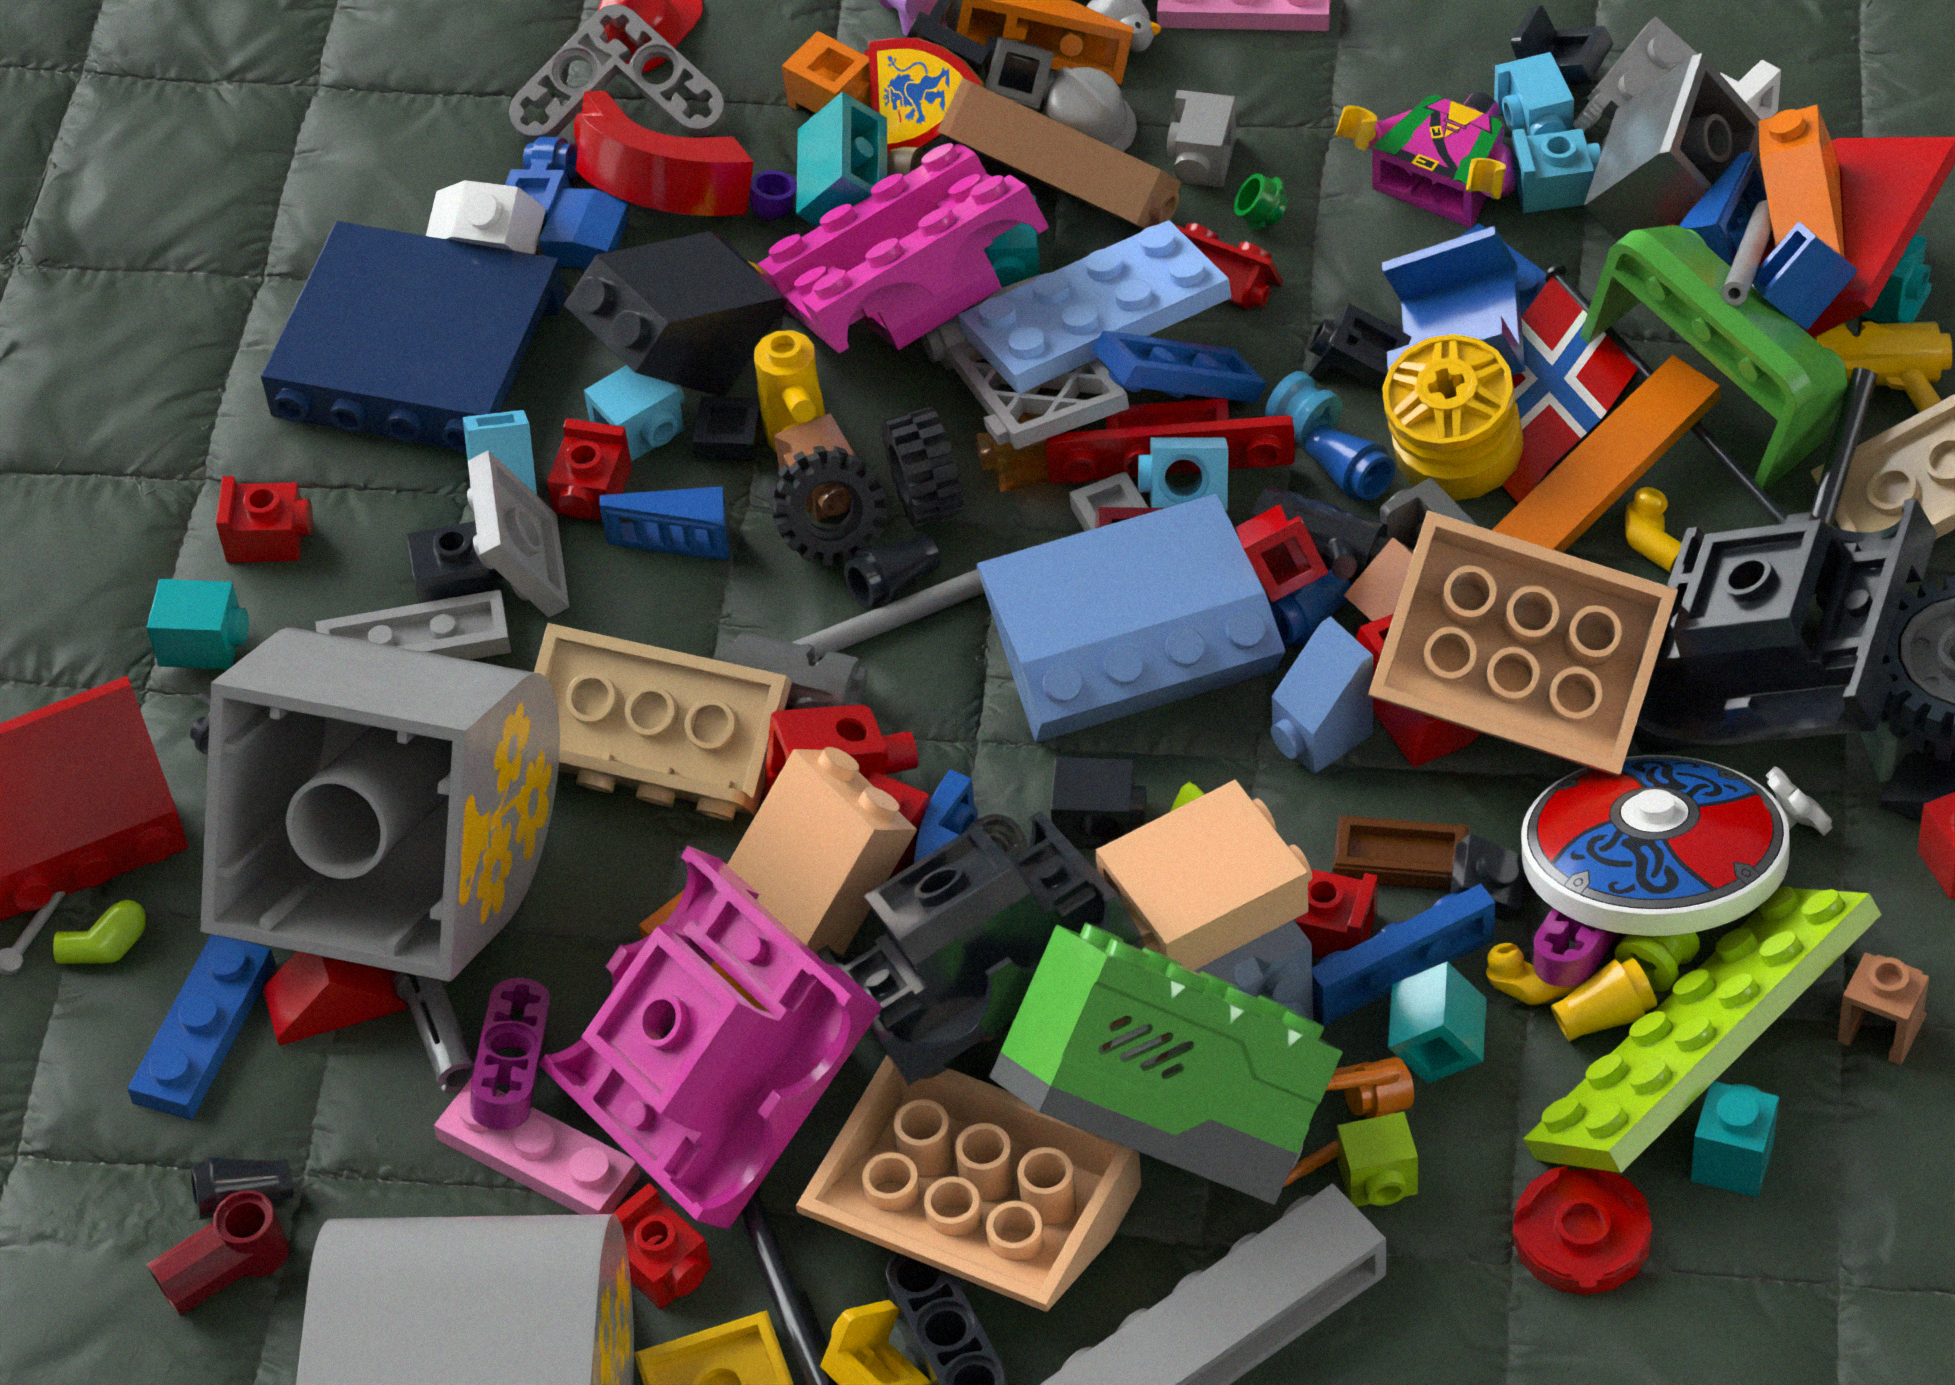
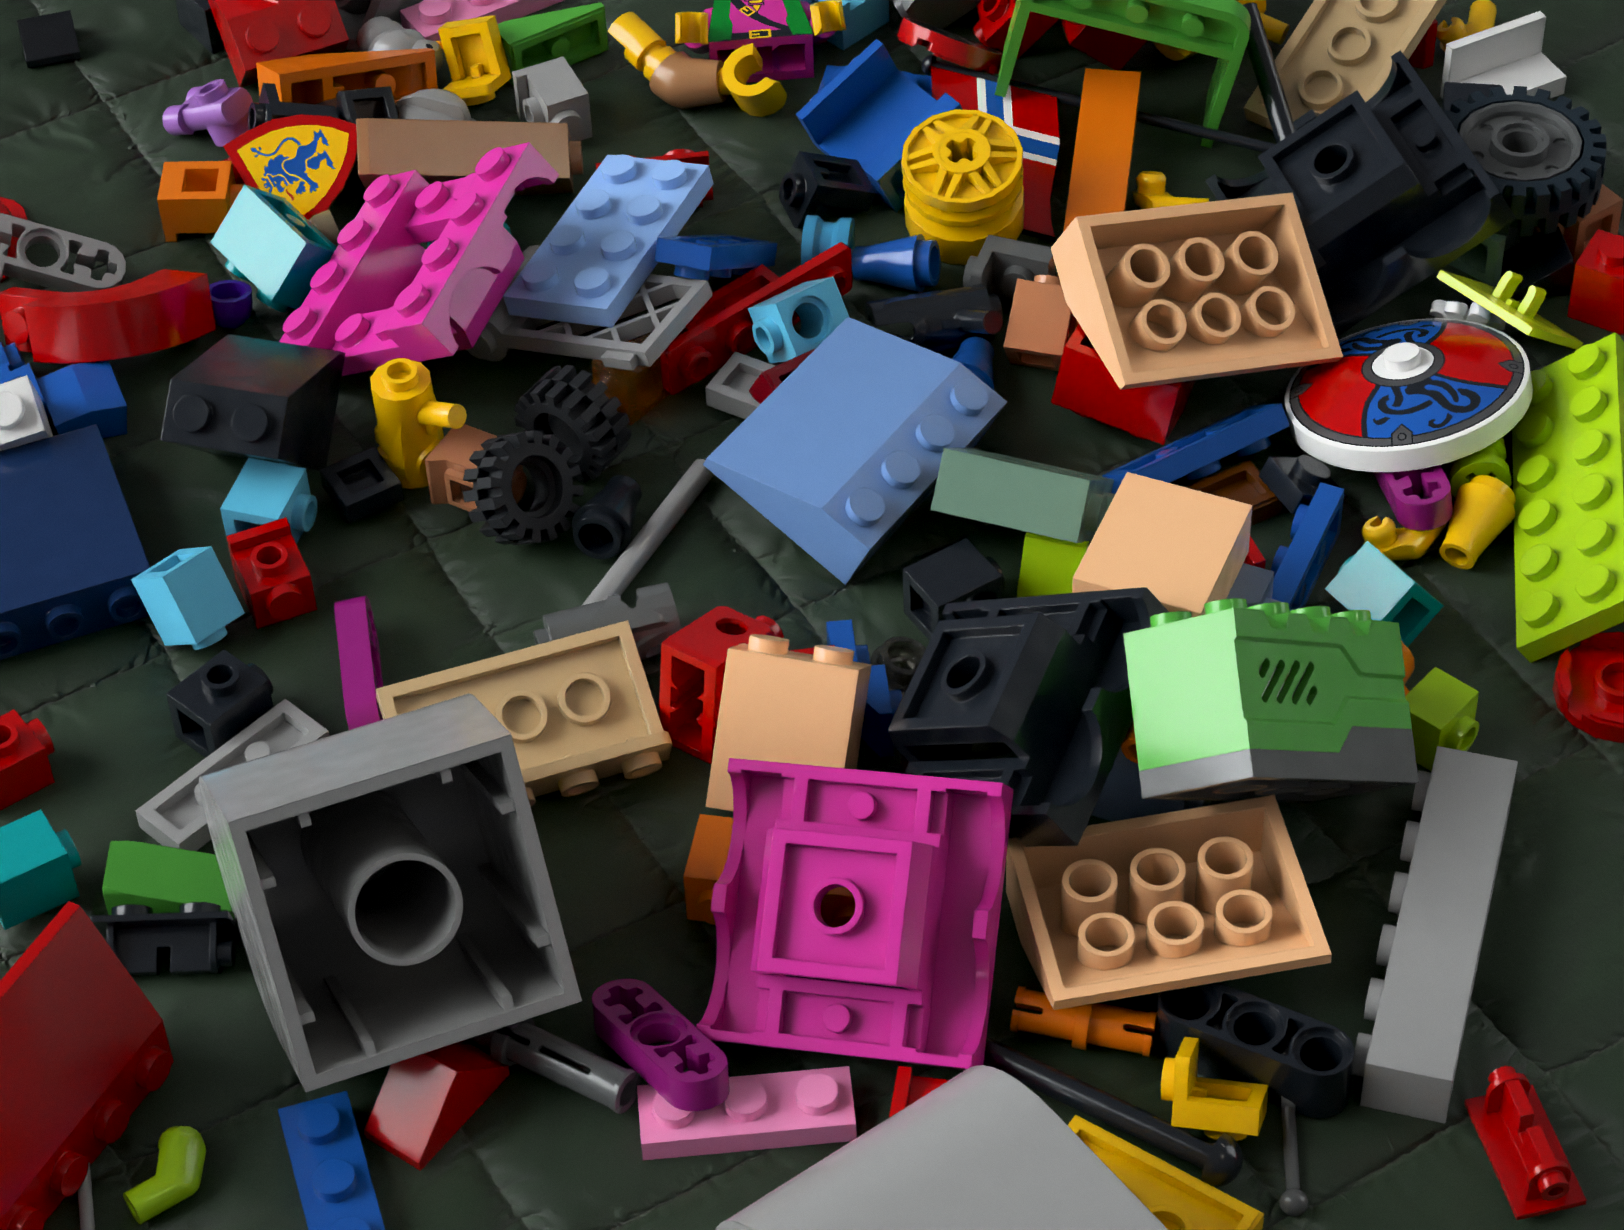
camera: 40 degrees left, 5 degrees down
(517, 534) = (266, 645): light grey plate -> none
(583, 589) = (358, 660): none -> magenta beam
(669, 521) = (400, 568): blue slope -> none
(858, 1256) = (1084, 1024): none -> orange pin
(1170, 59) = (474, 58): none -> yellow bracket
(1210, 734) = (1021, 494): none -> sand green brick
(1256, 71) = (568, 32): none -> bright green slope
(1260, 201) = (643, 125): green plate -> none
(1281, 552) = (943, 325): red brick -> none
(1324, 699) = (1067, 409): medium blue slope -> none
(1342, 179) = (696, 81): none -> yellow piece
(1425, 792) = (1200, 452): none -> blue plate
(1578, 251) = (950, 46): none -> red tile
(1836, 815) = (1519, 315): none -> neon yellow piece

